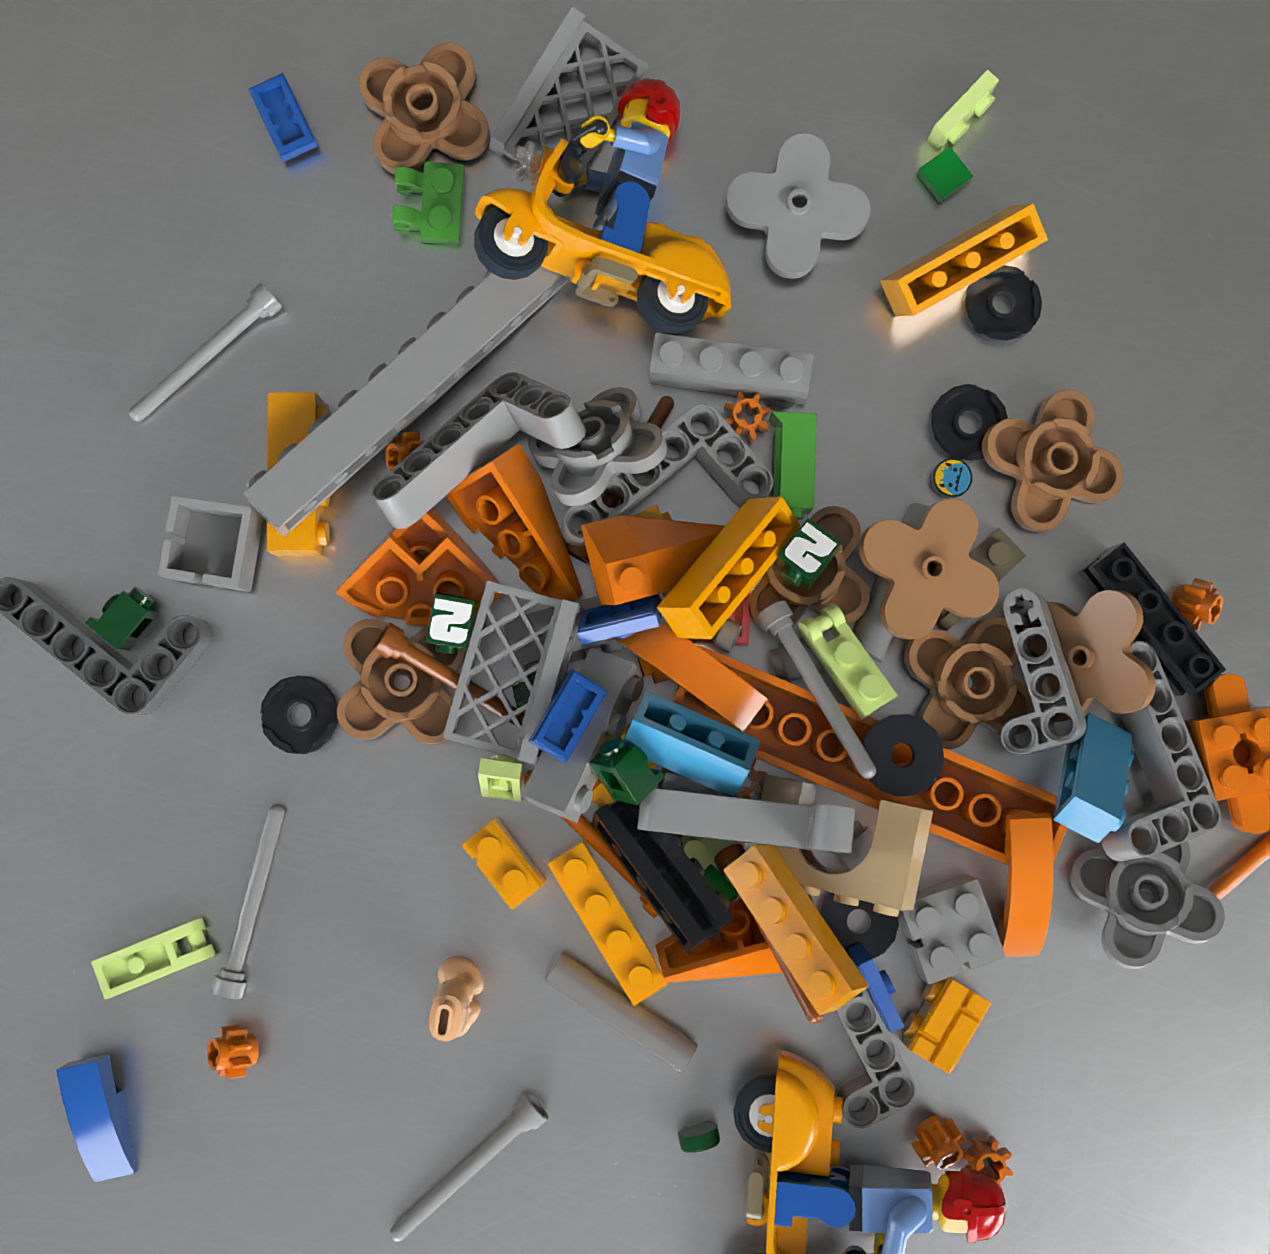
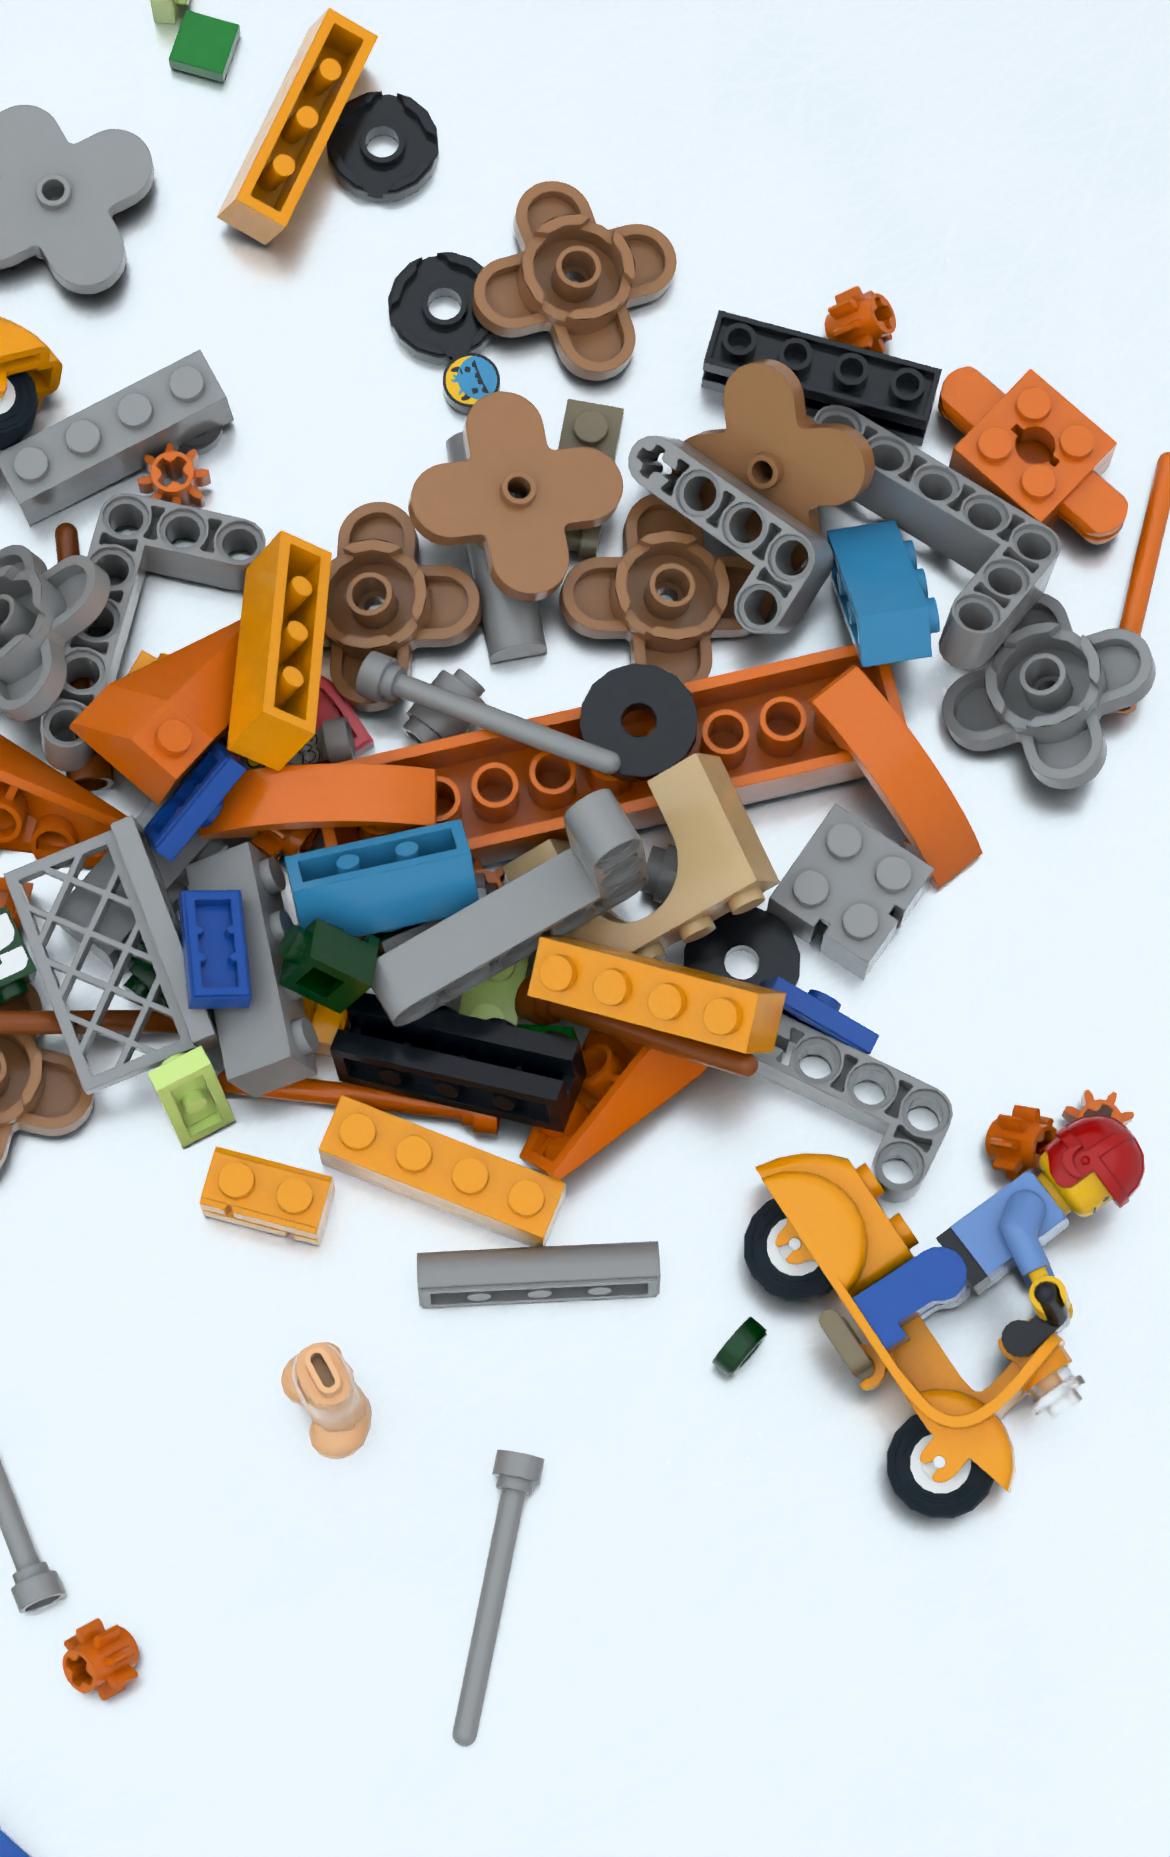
camera: 35 degrees left, 10 degrees down
(794, 460) = (266, 485): bright green window -> none
(807, 554) = (361, 577): brick -> none
(847, 662) = (499, 666): yellowish green plate -> none
(944, 1023) = (927, 1002): light orange brick -> none

